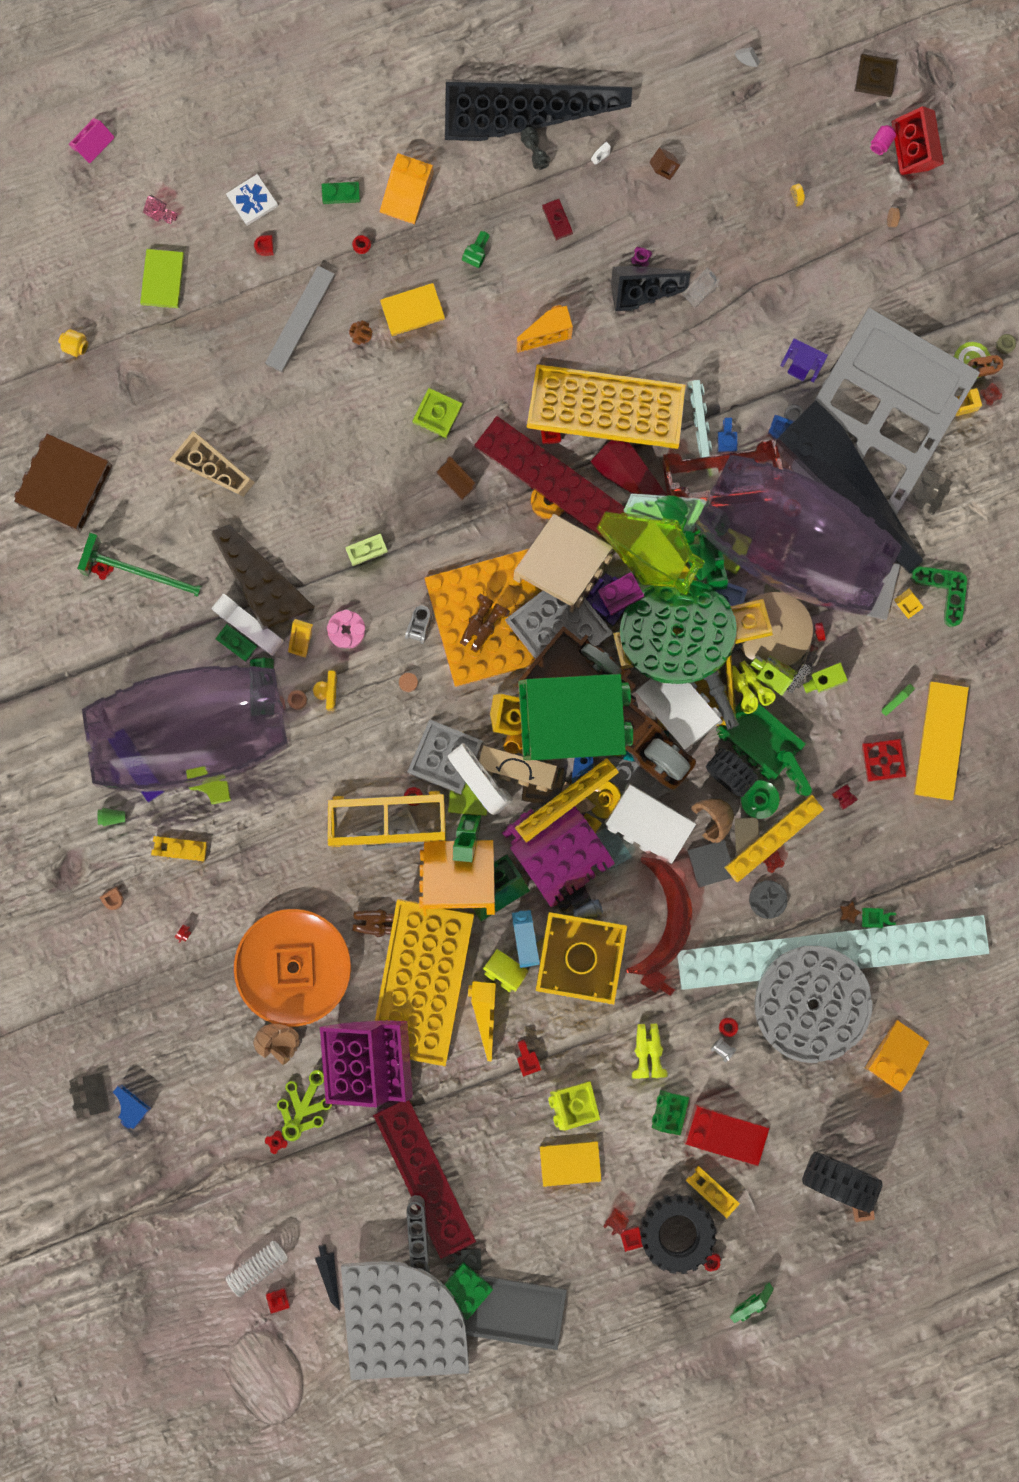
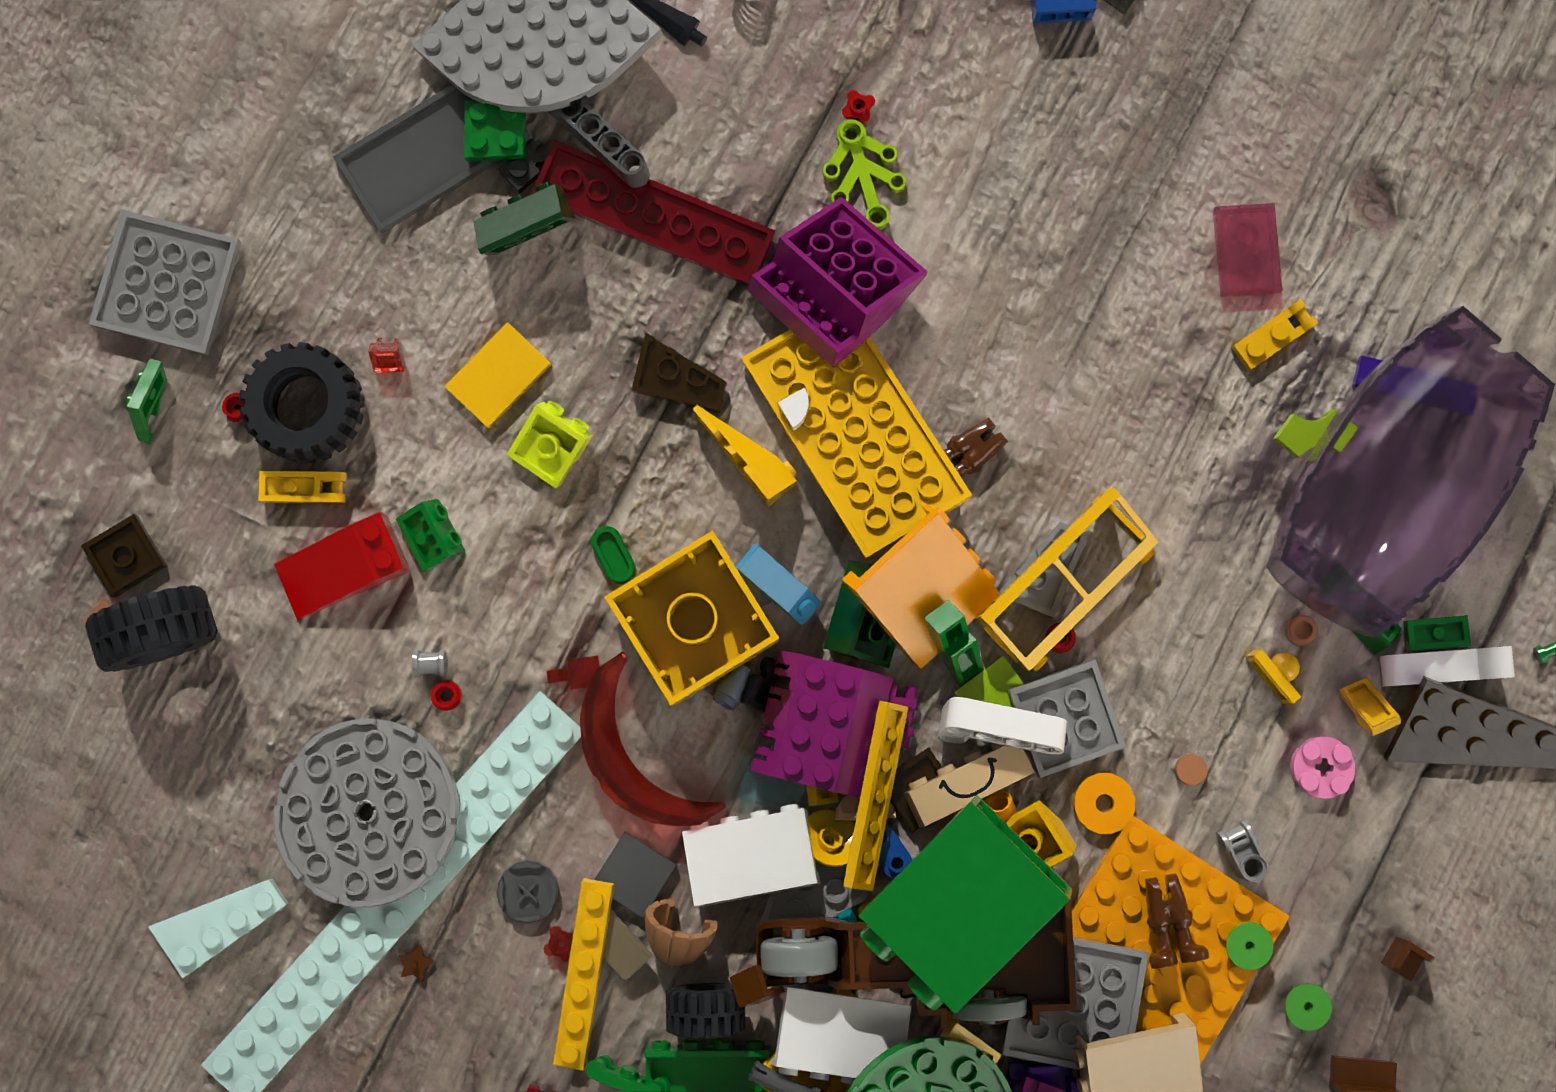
camera: 135 degrees right, 0 degrees up
(109, 816) = (1389, 299): bright green cone -> none
(113, 899) = (1295, 211): nougat tile -> none
(153, 901) = (1247, 249): none -> clear pink tile
(183, 933) = (1179, 243): red plate -> none
(264, 974) = (1027, 271): orange dish -> none
(277, 1040) = (960, 218): medium nougat hair -> none
(366, 549) = (1390, 887): yellowish green plate -> none
(389, 513) = (1405, 958): none -> reddish brown panel
(442, 1017) = (795, 408): none -> white tile
(453, 530) = (1308, 1007): none -> bright green piece
(455, 581) = (1249, 946): none -> bright green piece
(462, 691) = (1122, 803): none -> light orange tile
(485, 1084) = (674, 378): none -> dark brown wing
(491, 1231) = (522, 219): none -> dark green slope
(505, 970) = (769, 525): neon yellow slope -> none
(527, 1061) = (650, 447): red plate -> none
(590, 1024) = (613, 555): none -> green tile
(631, 1239) = (352, 351): red plate -> none
(648, 1046) = (525, 582): neon yellow piece -> none
(694, 1358) = (165, 282): none -> light grey plate
(701, 764) = (751, 987): none -> reddish brown panel
(767, 793) = (626, 1014): green dish -> none
(828, 1235) = (124, 555): none -> dark brown tile
(875, 918) = (377, 985): green plate -> none
(897, 1056) = (211, 839): light orange slope -> none
(934, 1014) = (211, 928): none -> light aqua wing

